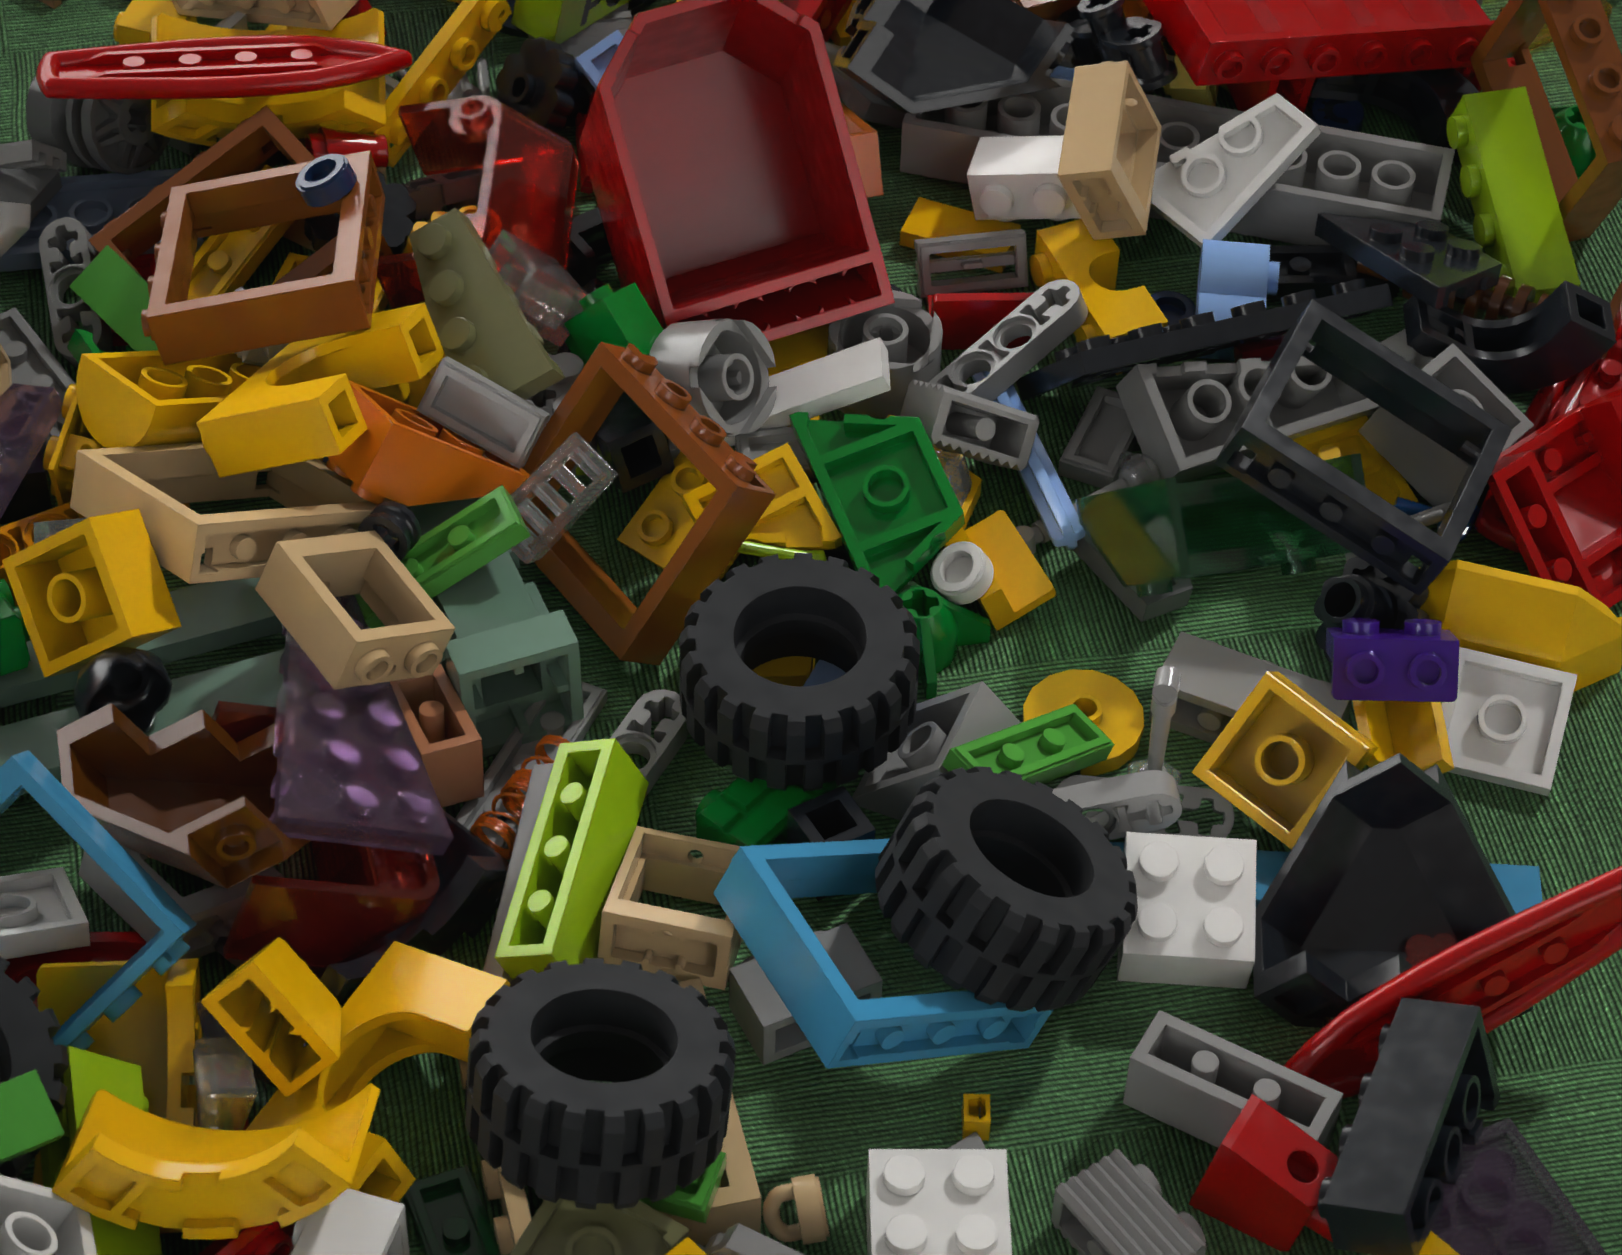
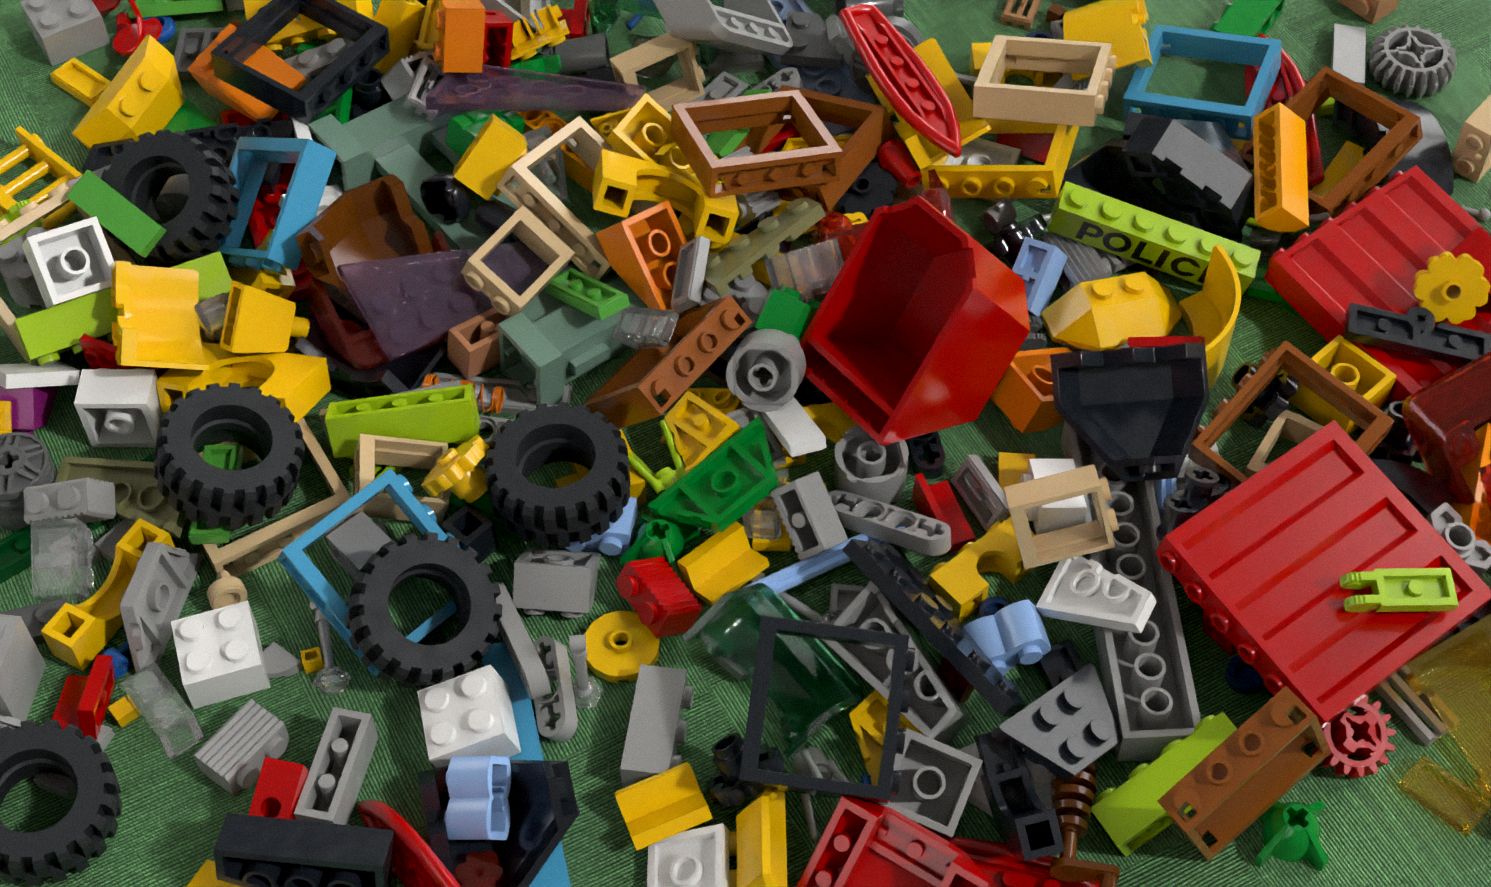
camera: 75 degrees right, 5 degrees up
(204, 642) = (493, 215): none -> black brick
(325, 180) = (802, 137): dark blue tile -> none
(400, 524) = (582, 261): black bush -> none
(732, 791) = (459, 471): none -> yellow plant
(962, 572) = (690, 544): white tile -> none
(1026, 644) = (658, 596): none -> red brick
(1027, 1089) = (332, 678): none -> piece
(1037, 748) = (553, 608): bright green tile -> none
(1281, 756) = (593, 737): yellow brick -> none
(1336, 913) = (478, 798): none -> light blue brick
(1393, 663) = (686, 782): dark purple bracket -> none

